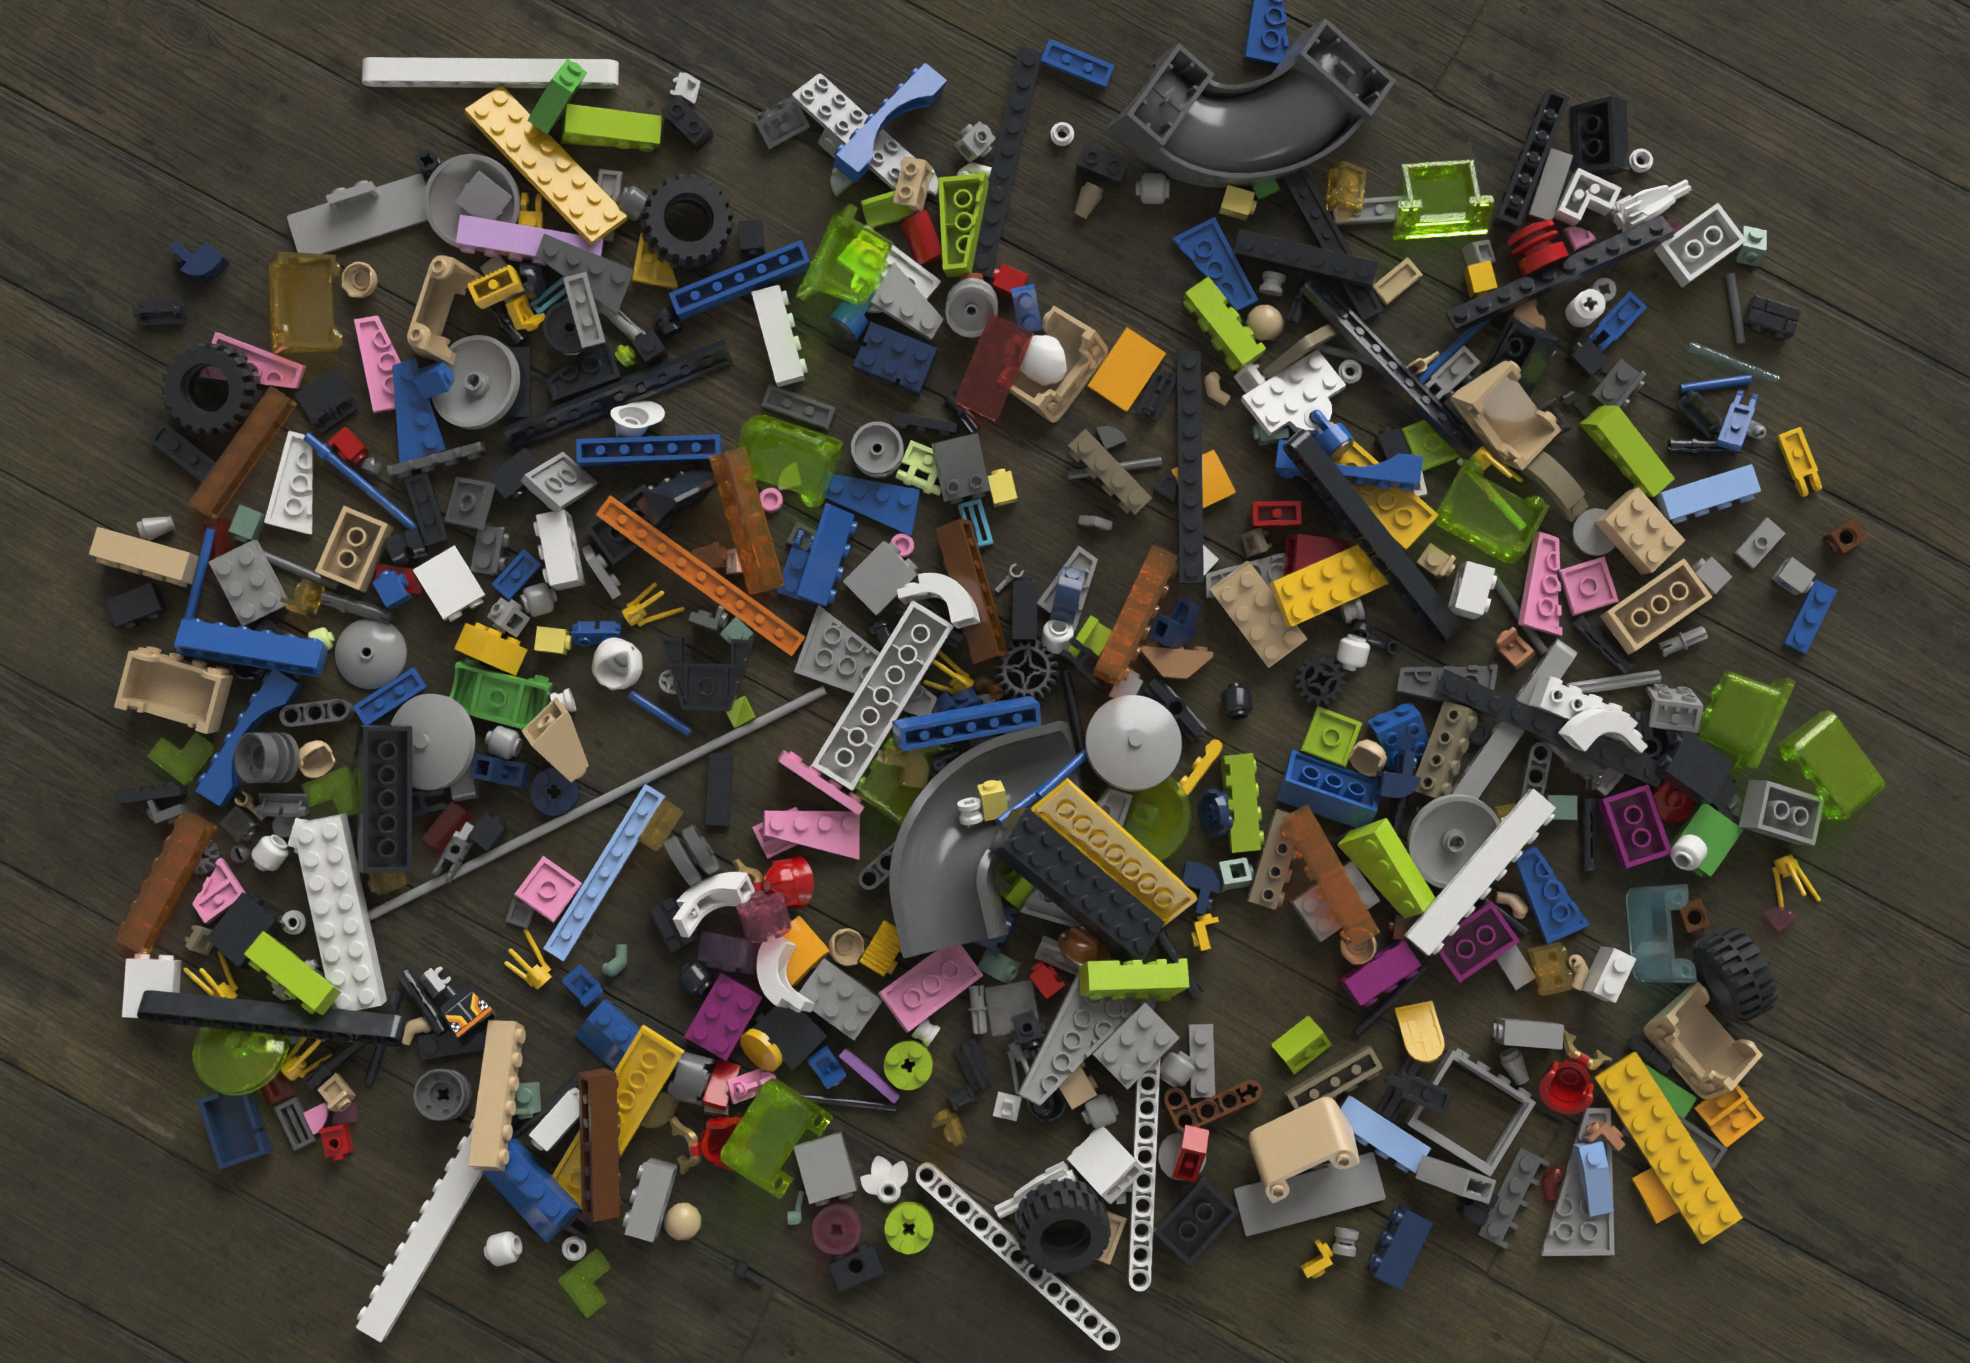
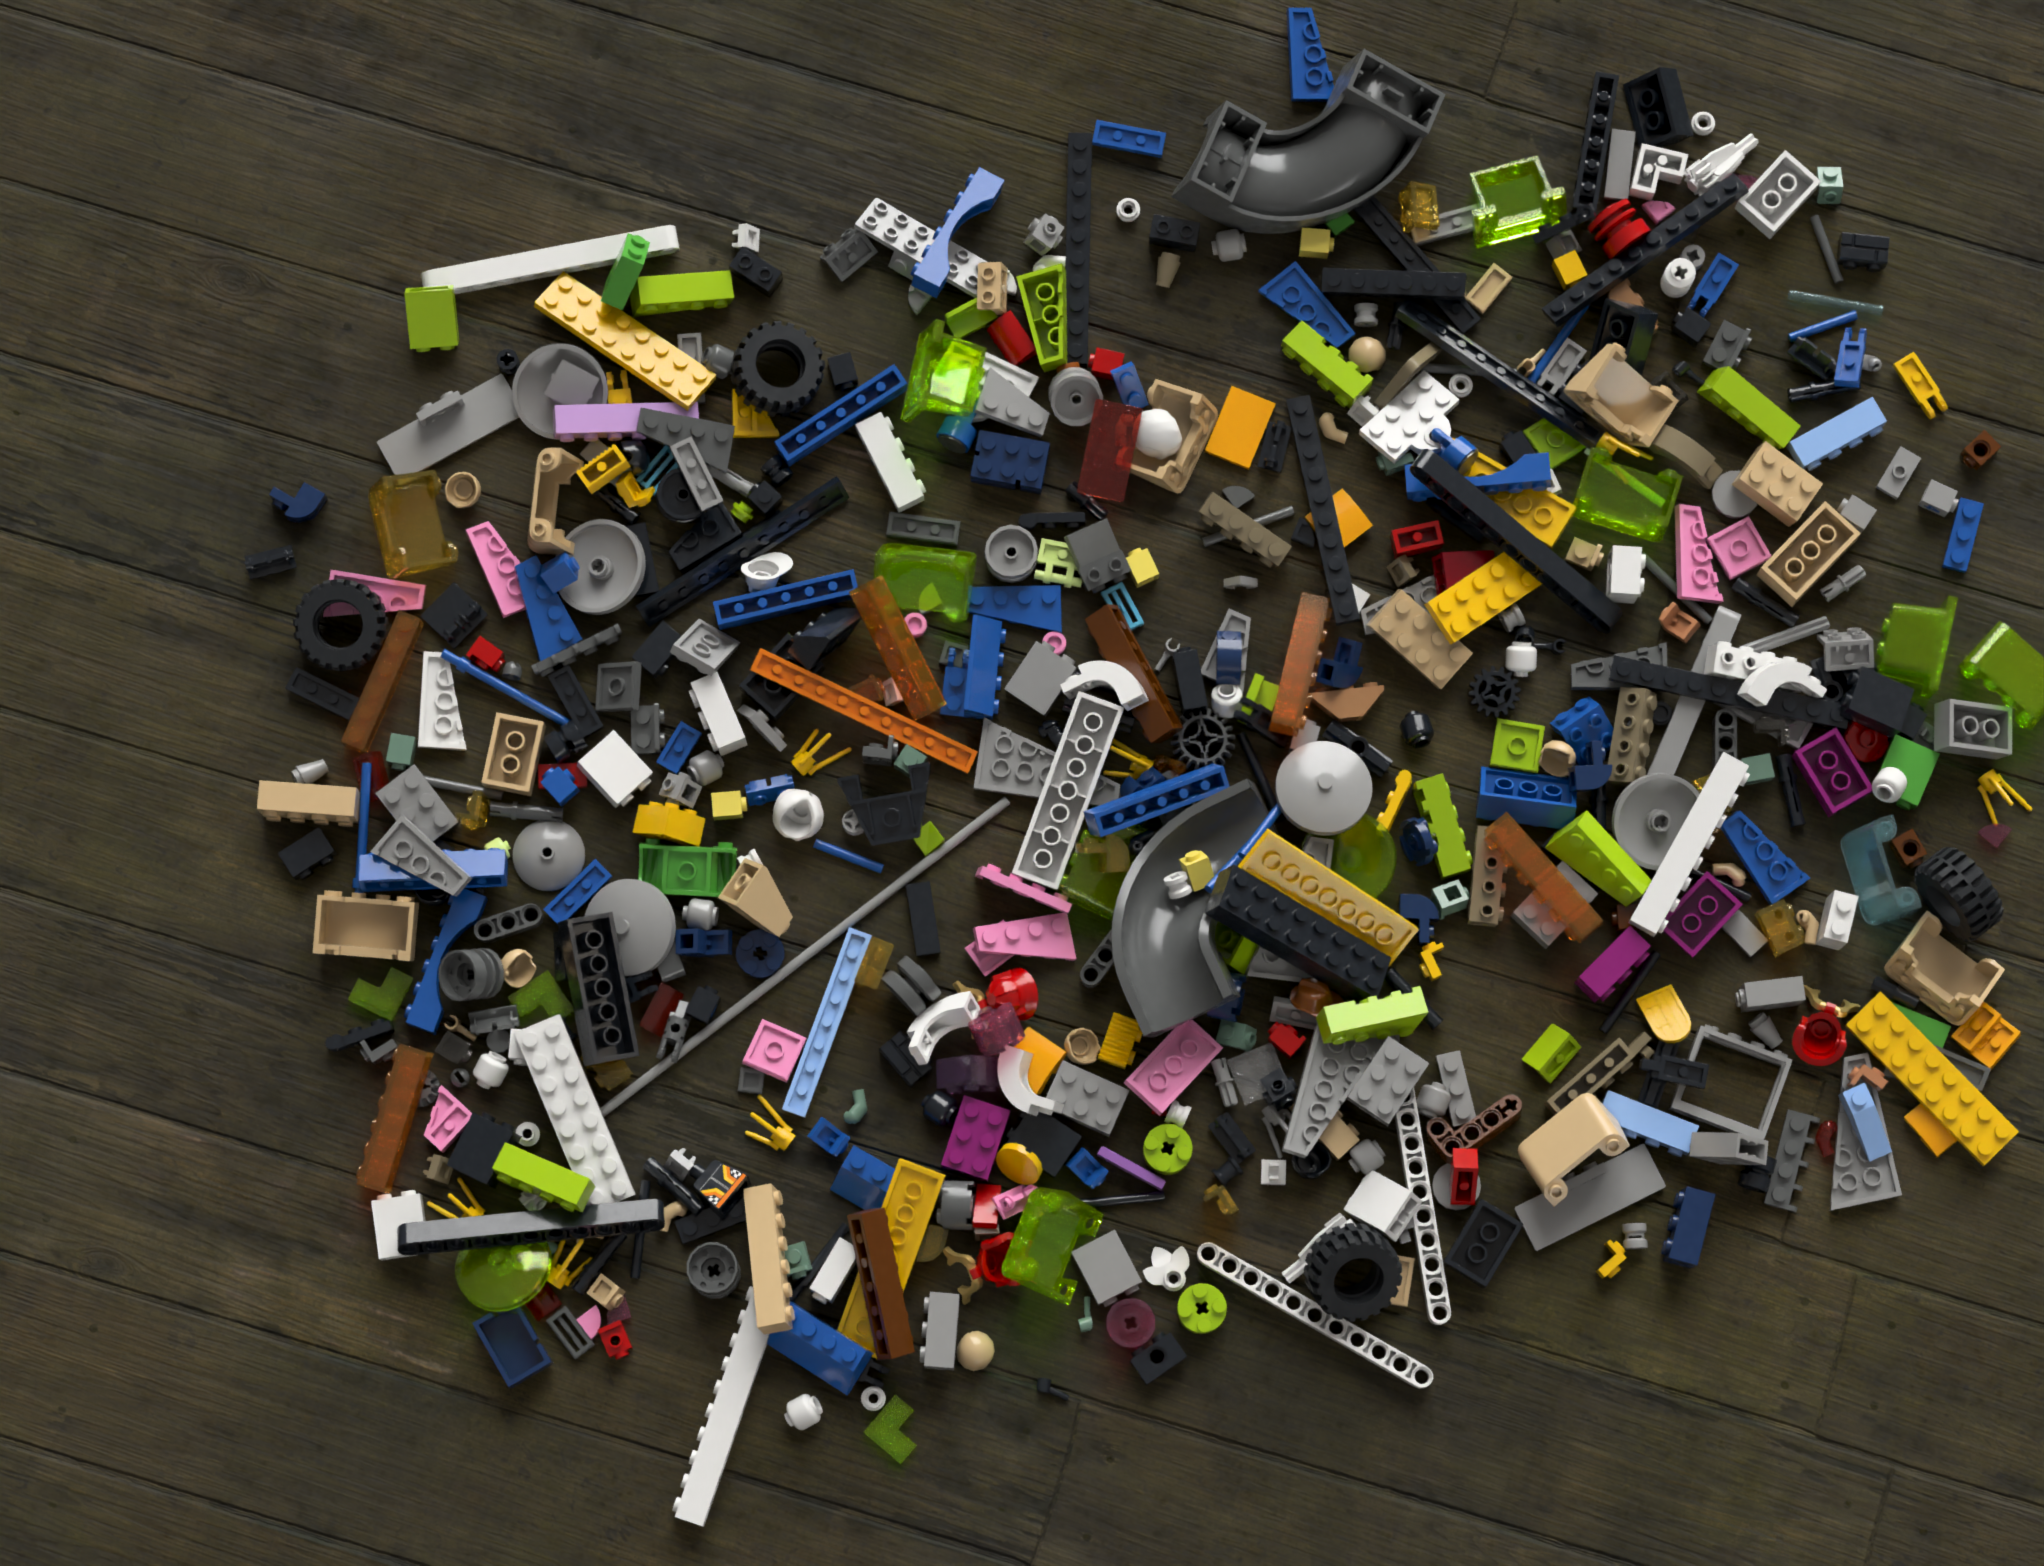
camera: 10 degrees left, 5 degrees down
(233, 628) = (417, 854): none -> light grey wing
(362, 104) = (432, 317): none -> lime brick
(1361, 953) = (1588, 949): tan hair -> none
(1388, 1056) = (1639, 1046): none -> dark tan tile
(1487, 231) = (1565, 223): none -> black hinge

